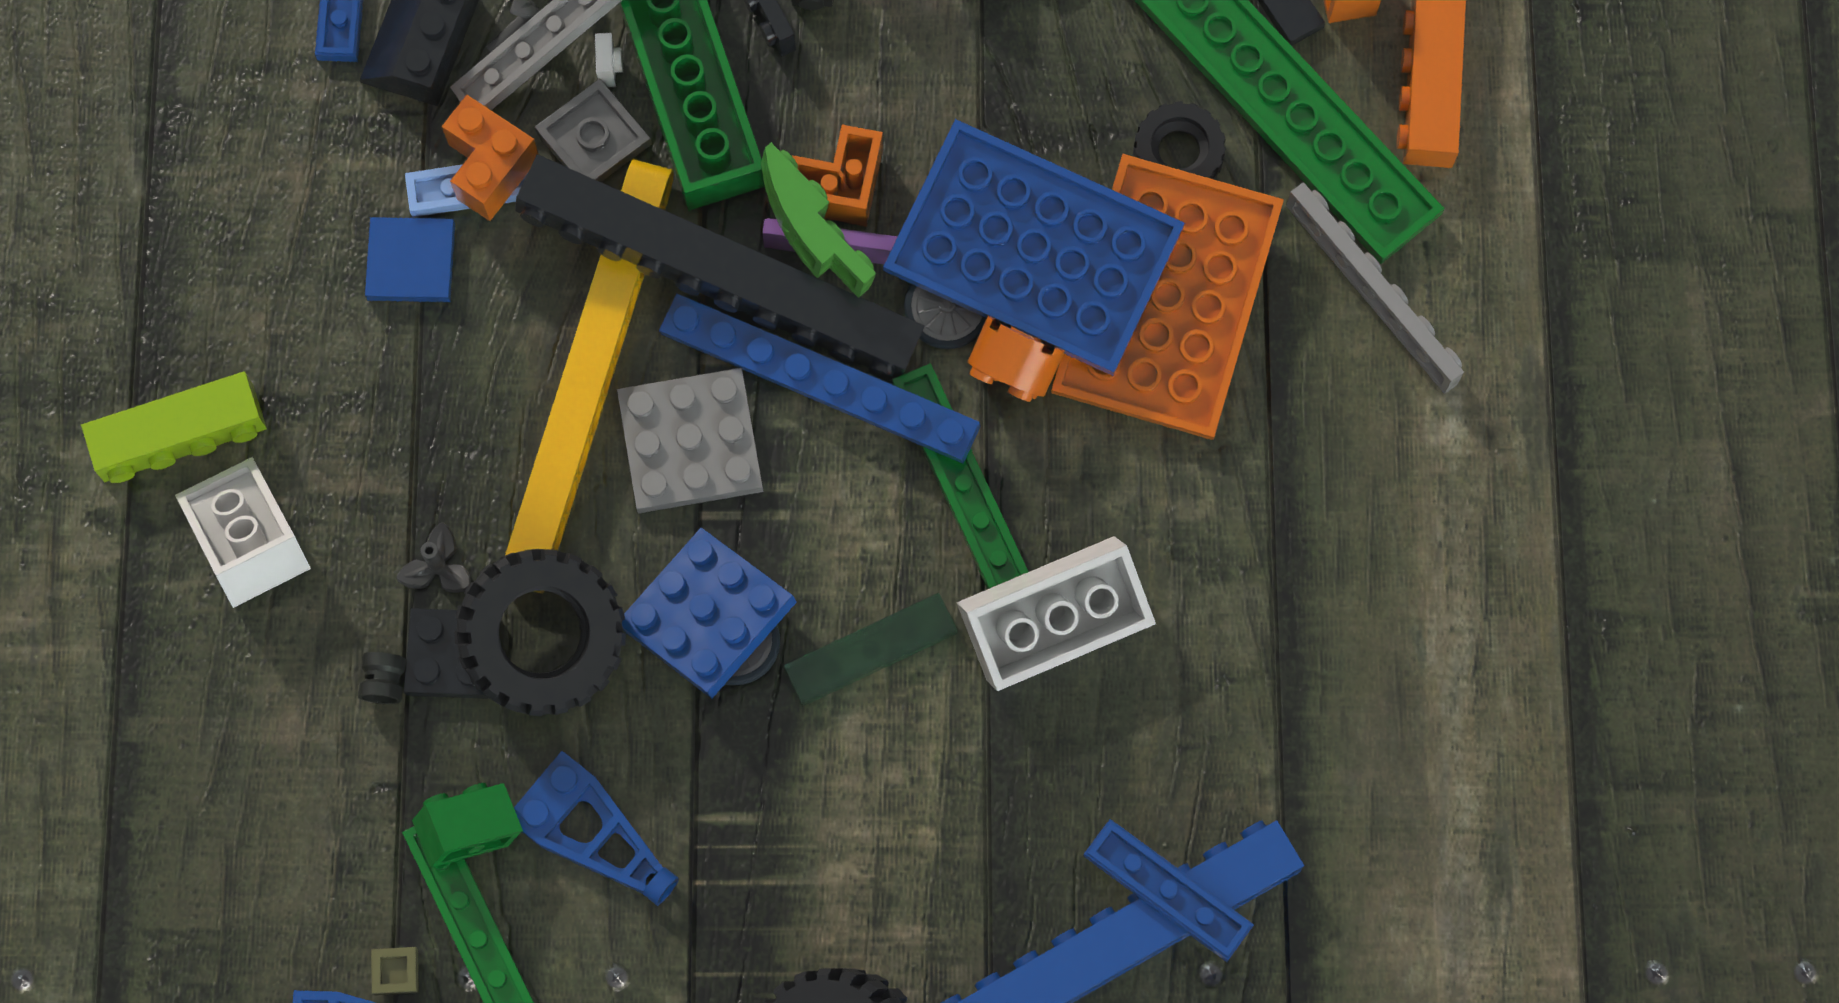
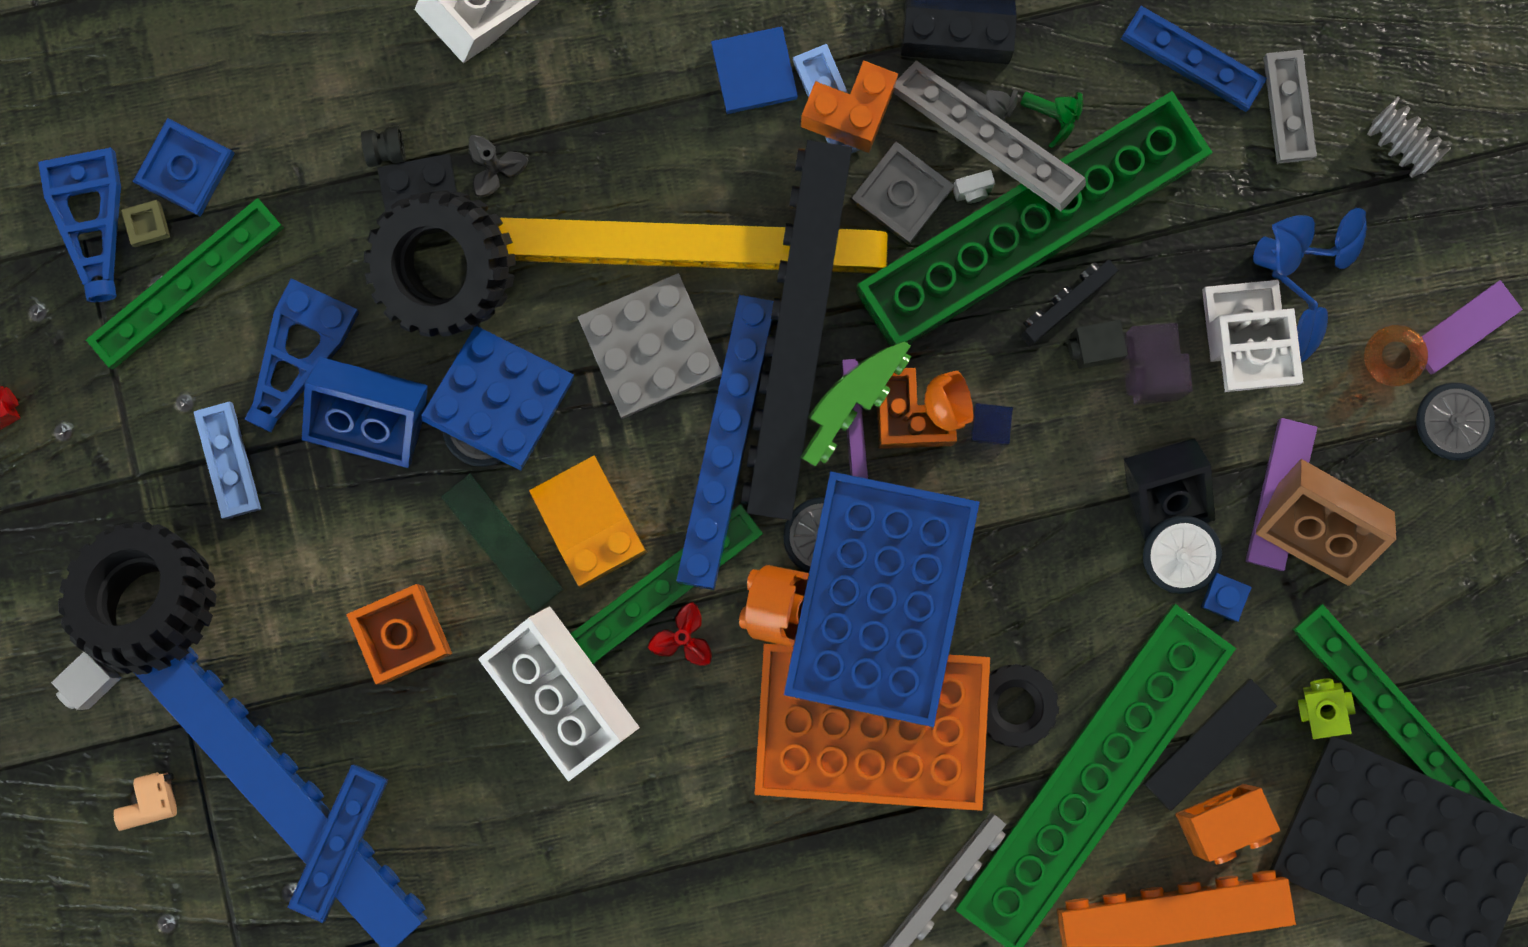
camera: 75 degrees right, 10 degrees up
(339, 916) = (183, 167): none -> blue tile
(466, 824) = (270, 248): green brick -> none
(684, 766) = (363, 412): none -> blue slope
(698, 935) = (227, 460): none -> light blue plate
(840, 125) = (949, 401): none -> orange hair
(869, 105) = (991, 424): none -> clear blue plate
(871, 548) = (587, 522): none -> light orange slope
(948, 776) = (399, 634): none -> orange brick
(1027, 469) = (695, 649): none -> red plant

